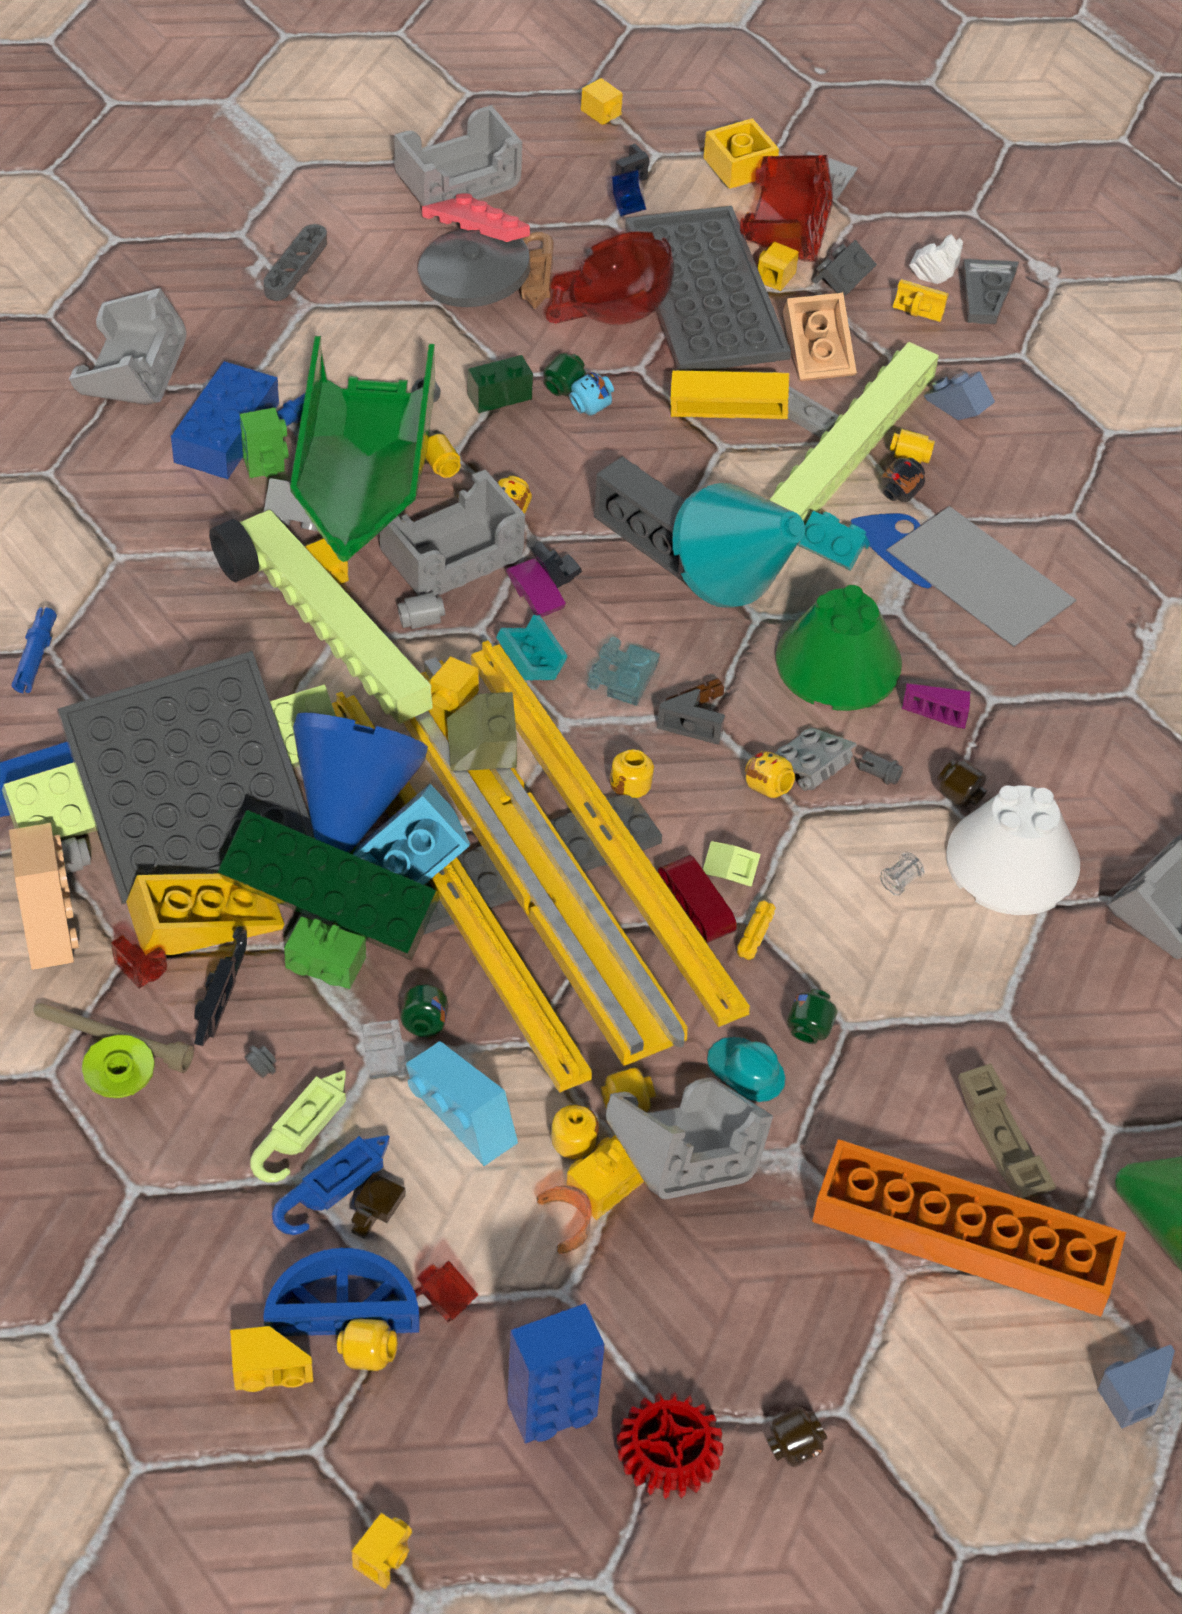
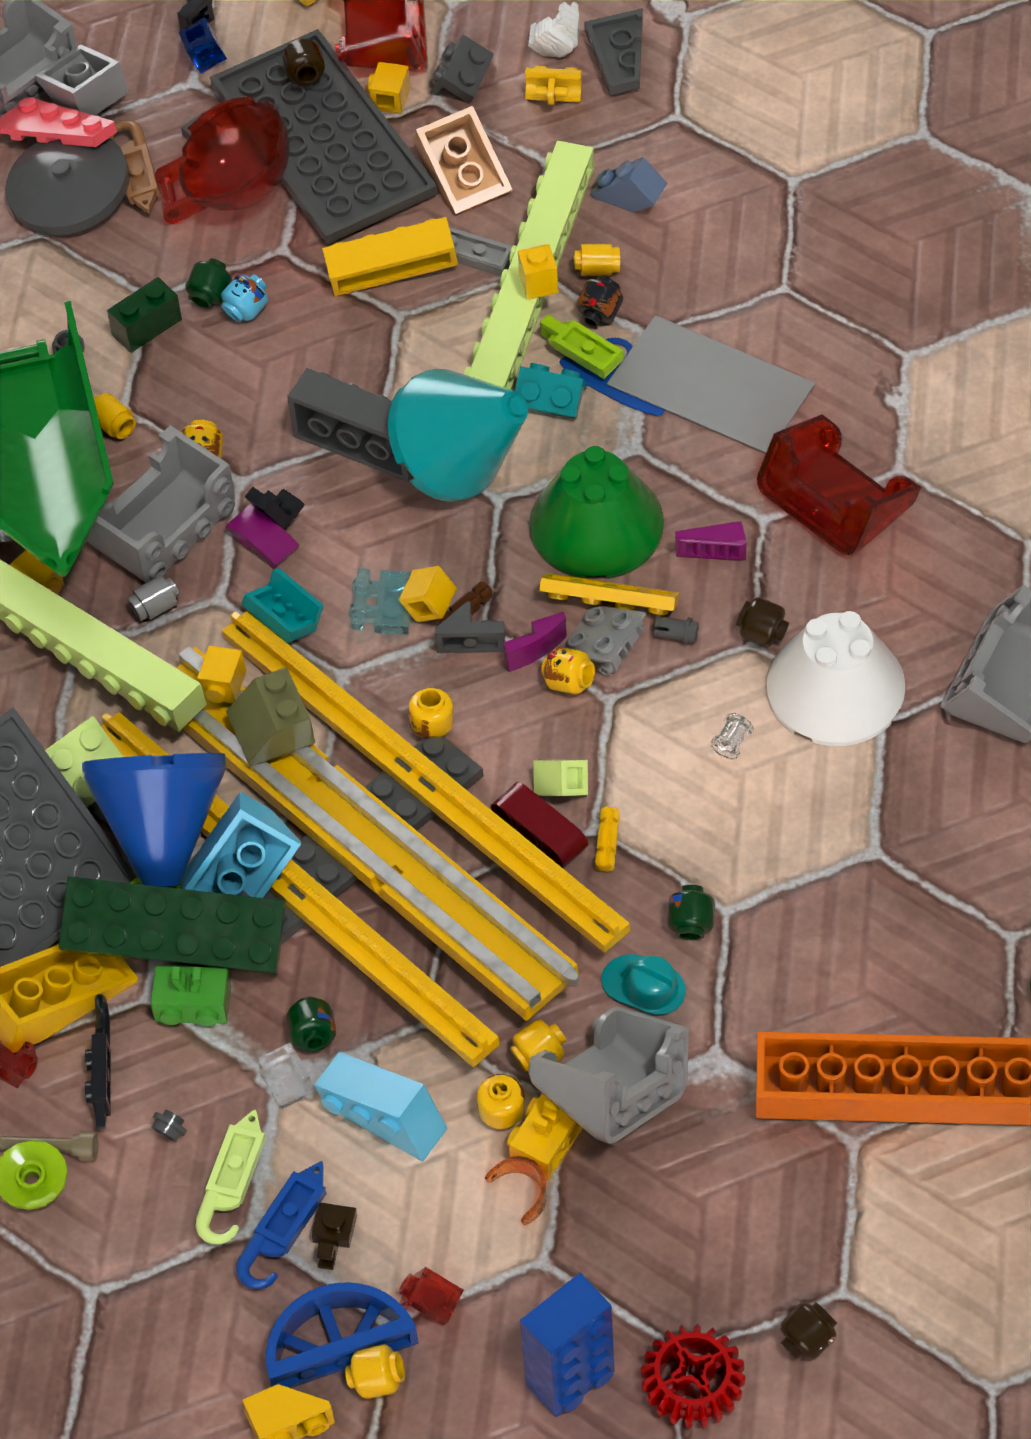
camera: 10 degrees left, 5 degrees up
(518, 192) = (84, 80): none -> light grey slope
(664, 674) = (427, 594): none -> yellow brick
(709, 224) = (303, 61): none -> dark brown head
(745, 745) = (545, 636): none -> magenta slope
(842, 726) = (596, 591): none -> yellow plate
(855, 436) = (538, 271): none -> yellow brick
(875, 511) = (582, 345): none -> lime hinge
(1001, 1134) = (909, 975): dark tan slope -> none
(1055, 691) = (827, 491): none -> clear red windscreen

